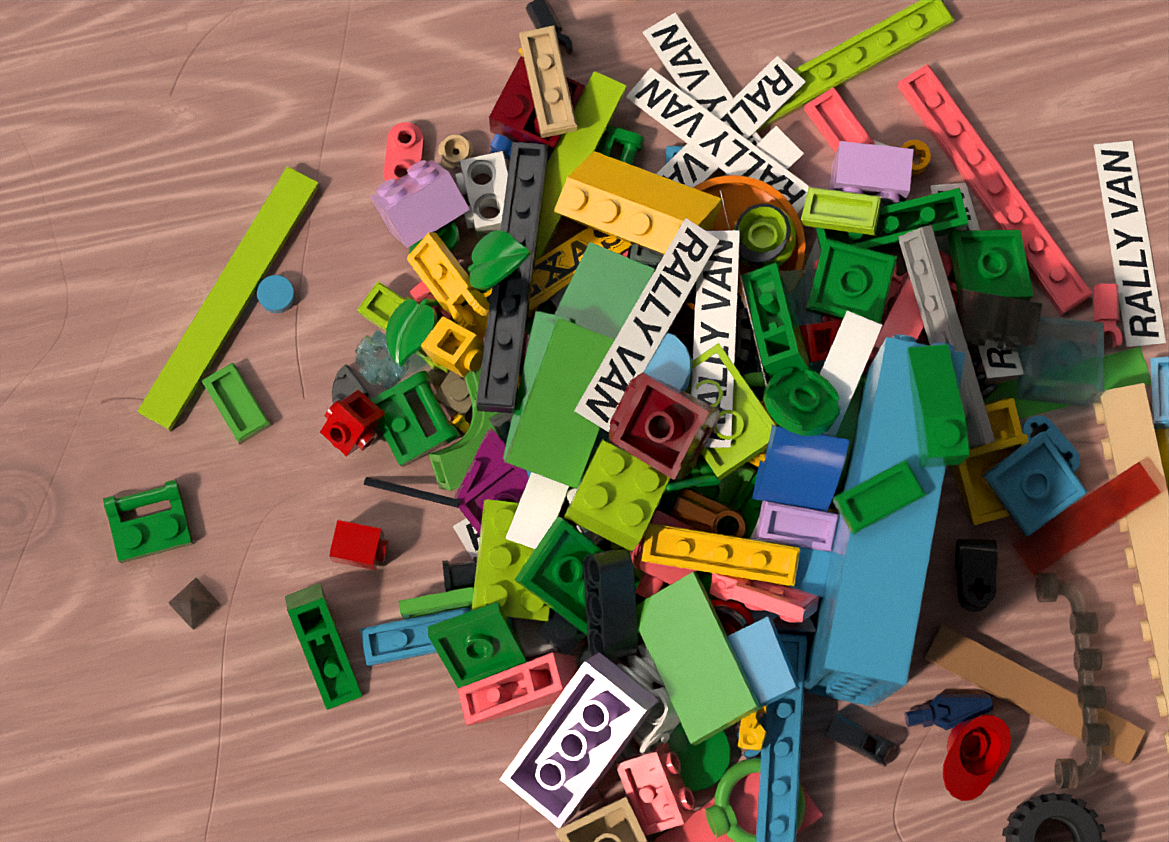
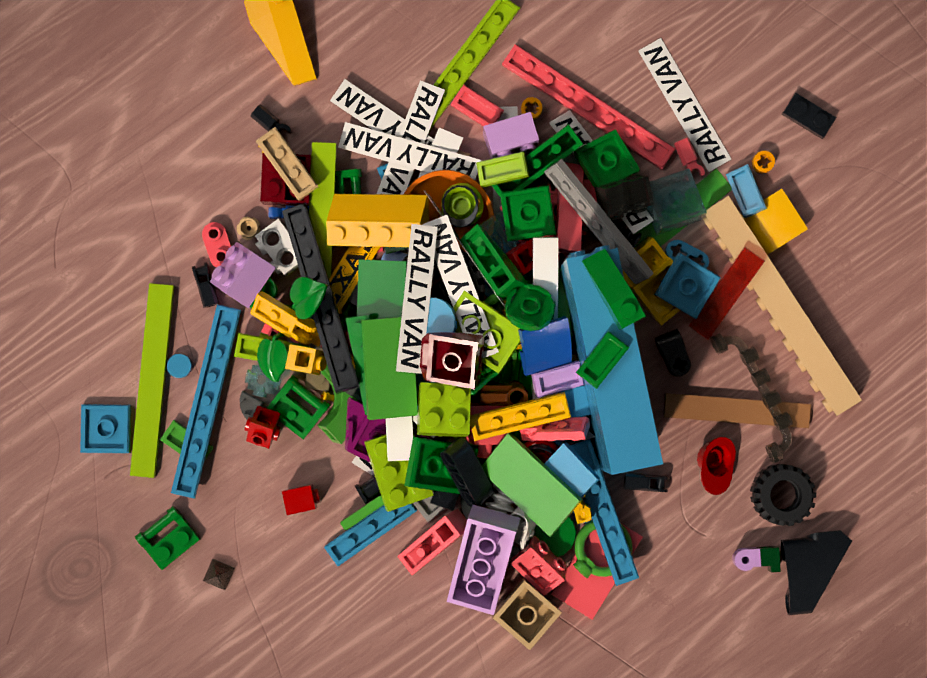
camera: 25 degrees left, 10 degrees up
(134, 335) = (105, 428): none -> dark azure tile
(288, 357) = (206, 401): none -> dark azure tile
(322, 646) = (305, 566): green slope -> none
(361, 206) = (206, 289): none -> black bar
(412, 492) = (318, 453): black piece -> none
(477, 644) = (398, 528): green plate -> none
(949, 710) = (691, 441): dark blue piece -> none

